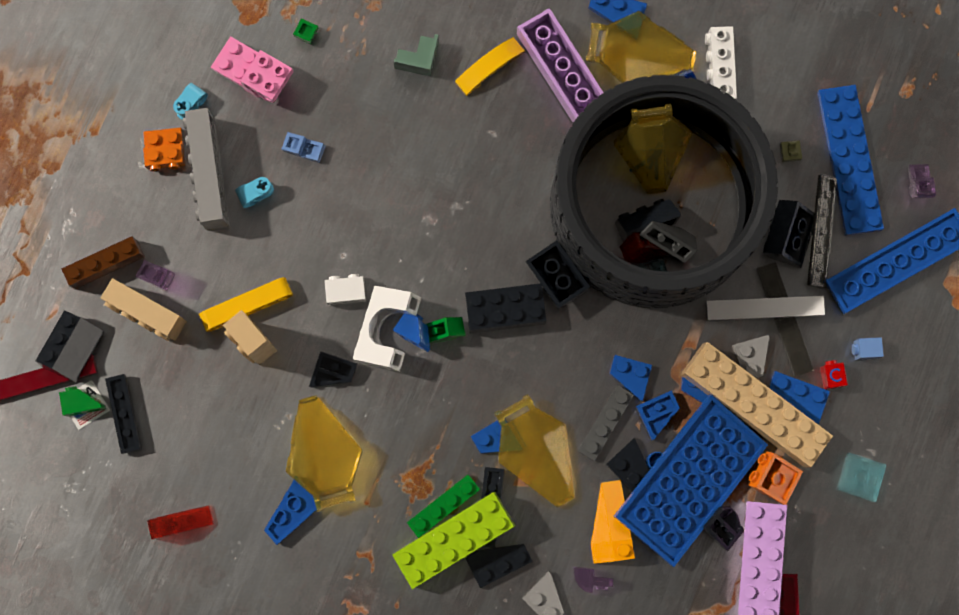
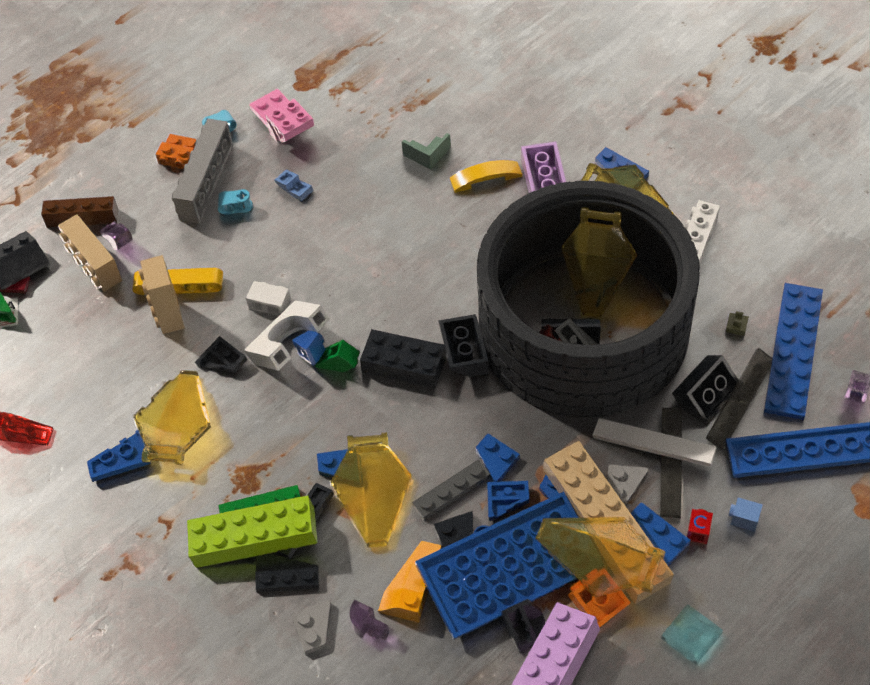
camera: 30 degrees right, 25 degrees down
(123, 414) = (25, 329): black plate -> none
(305, 31) = (341, 105): green plate -> none
(769, 444) = (600, 552): none -> clear yellow windscreen

